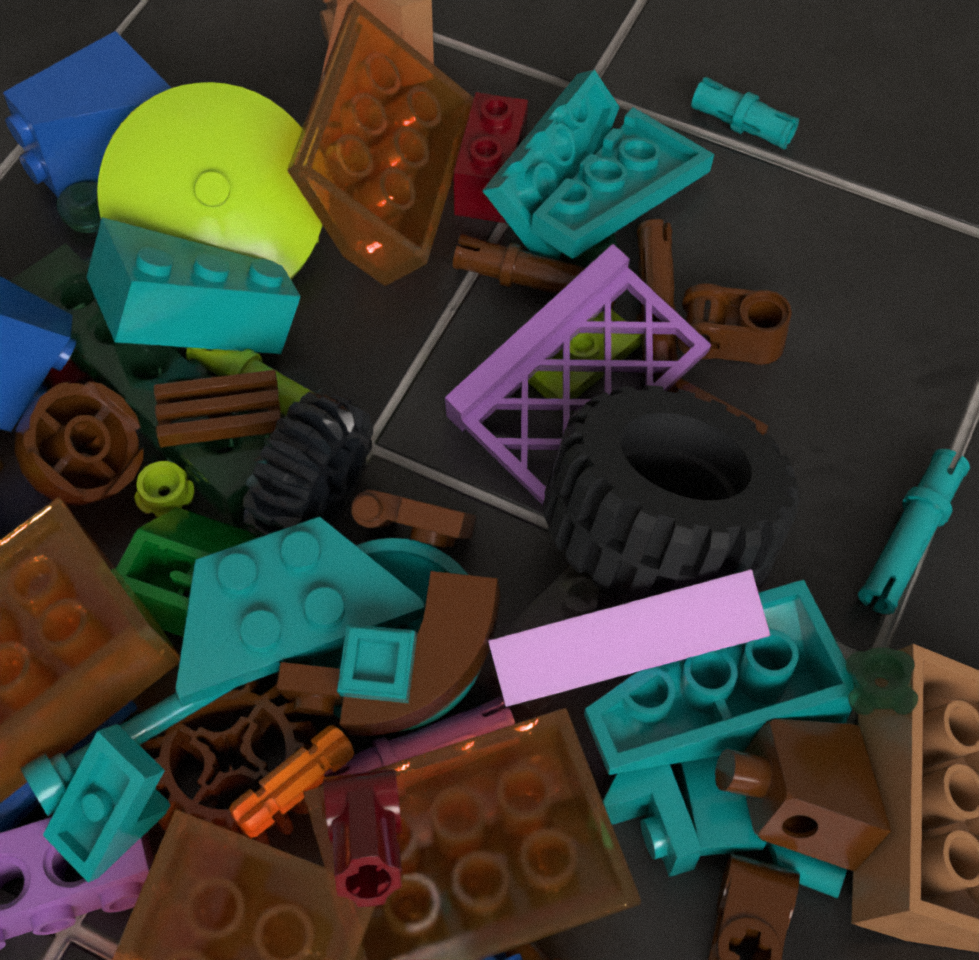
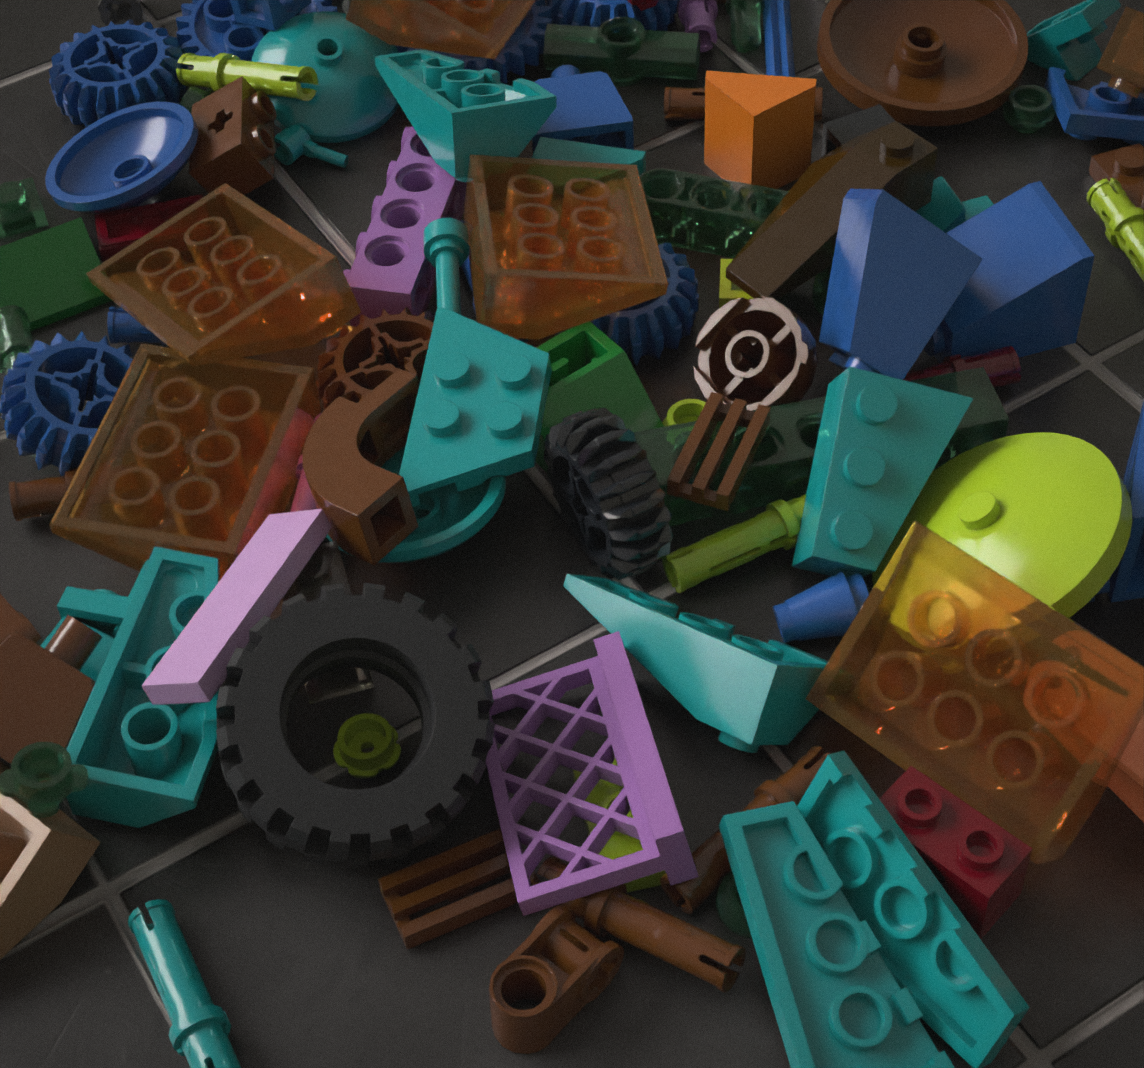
camera: 125 degrees right, 10 degrees down
(107, 803) = (397, 267): teal slope -> none
(288, 781) = (329, 363): orange axle -> none
(322, 309) = (822, 609): none -> blue cone
(364, 828) = (248, 368): dark red piece -> none
(377, 663) = (356, 418): teal tile -> none
(416, 338) = (723, 679): none -> teal wedge
(428, 521) = (491, 563): reddish brown plate -> none

